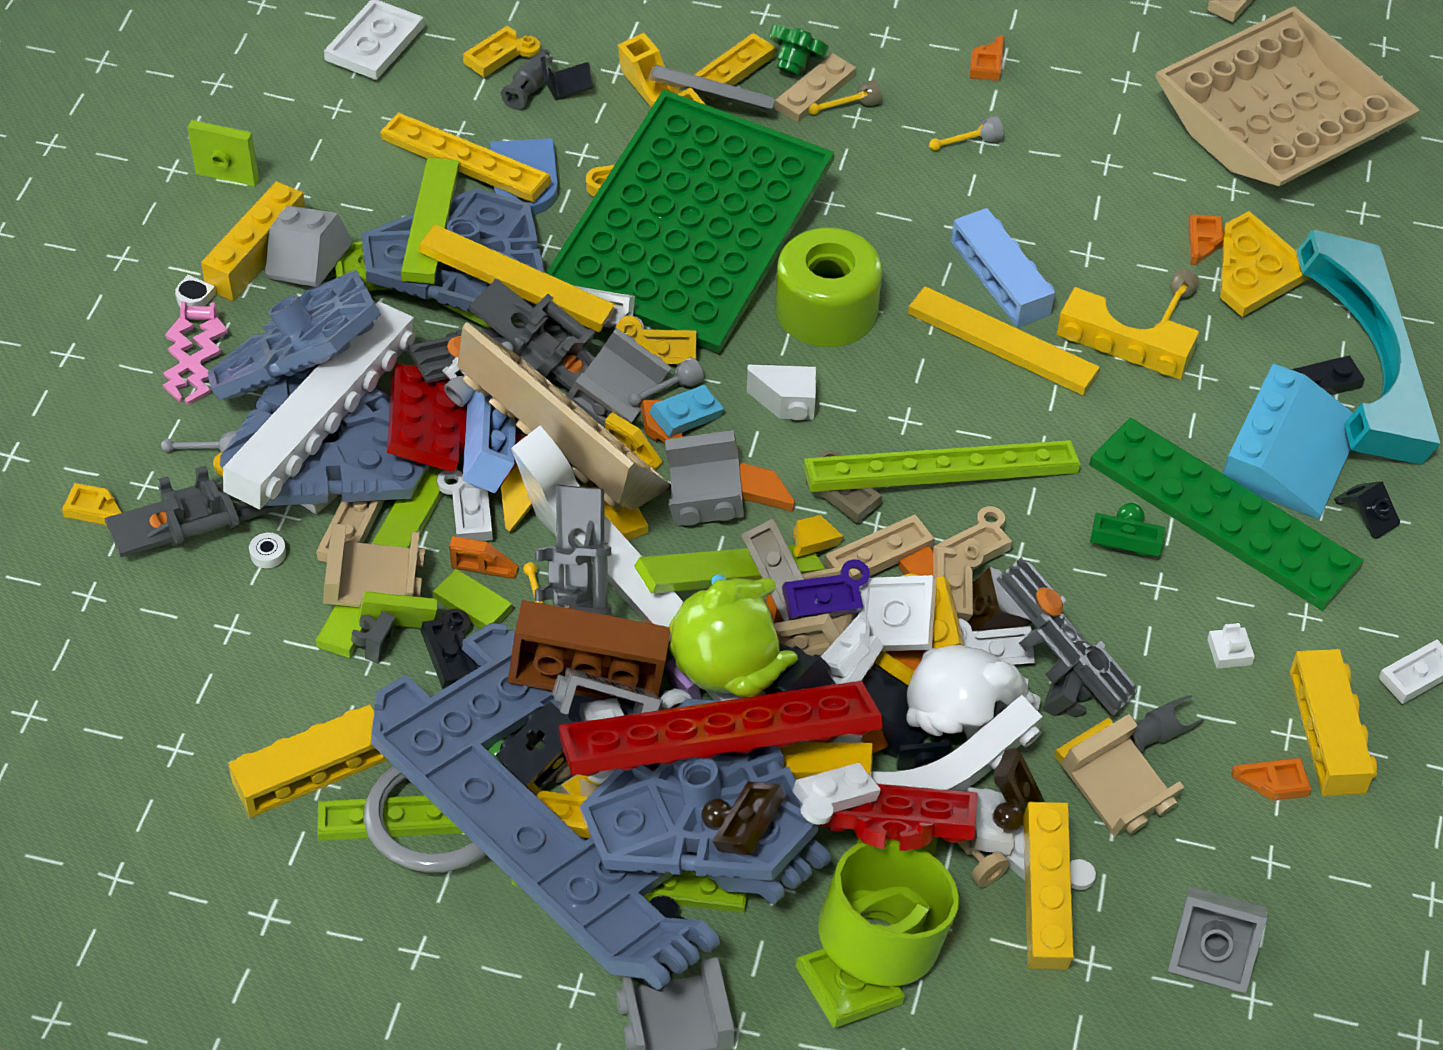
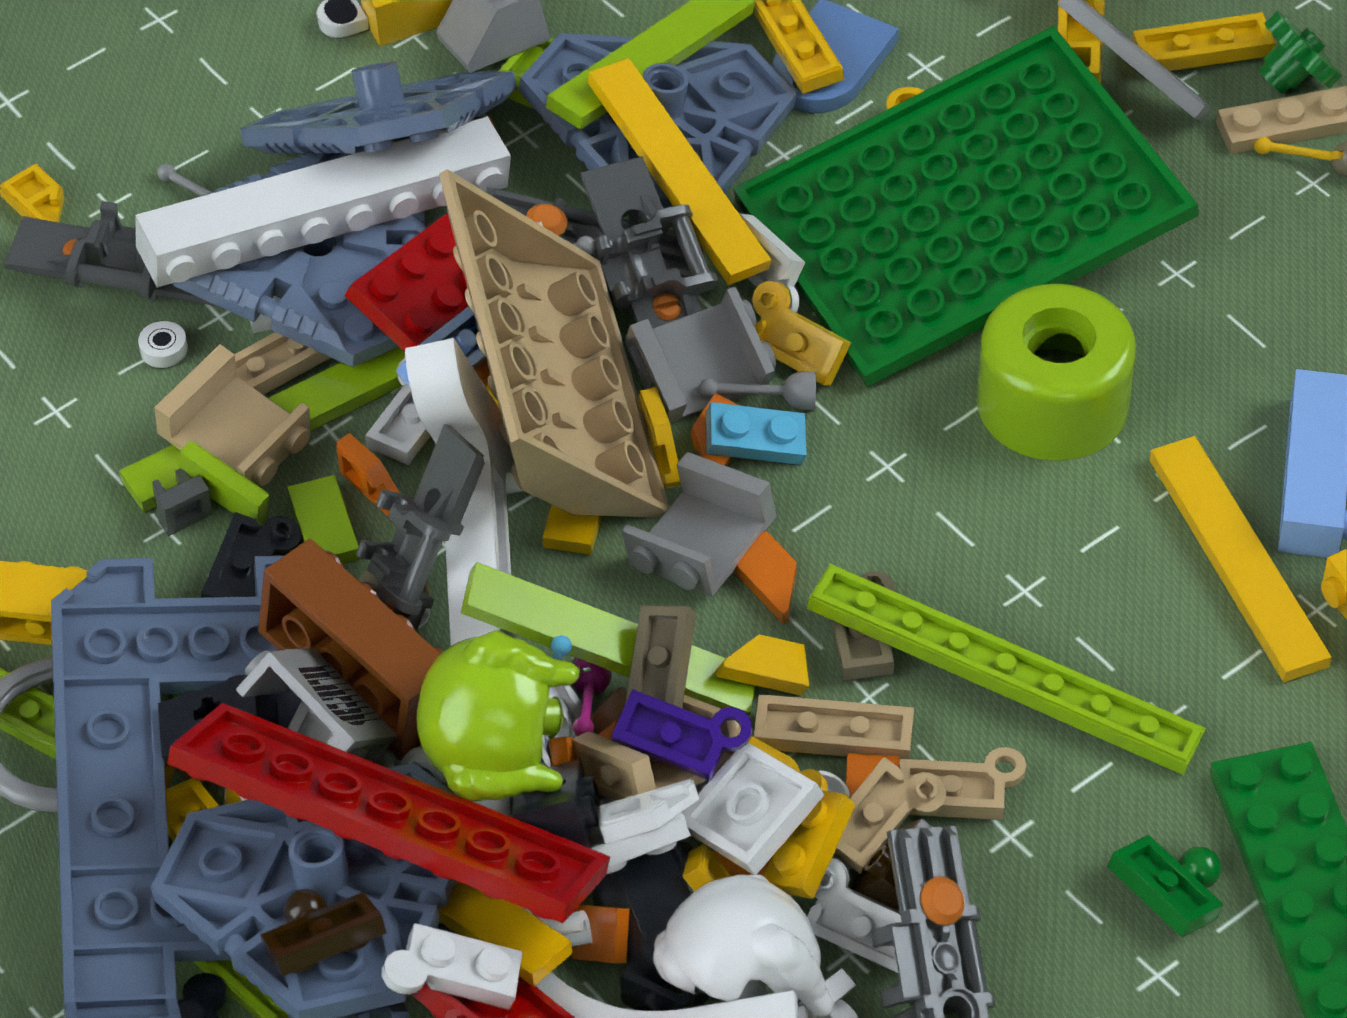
camera: 40 degrees right, 0 degrees up
(212, 330) = (271, 94): bright pink piece -> none
(784, 390) = (900, 473): white slope -> none

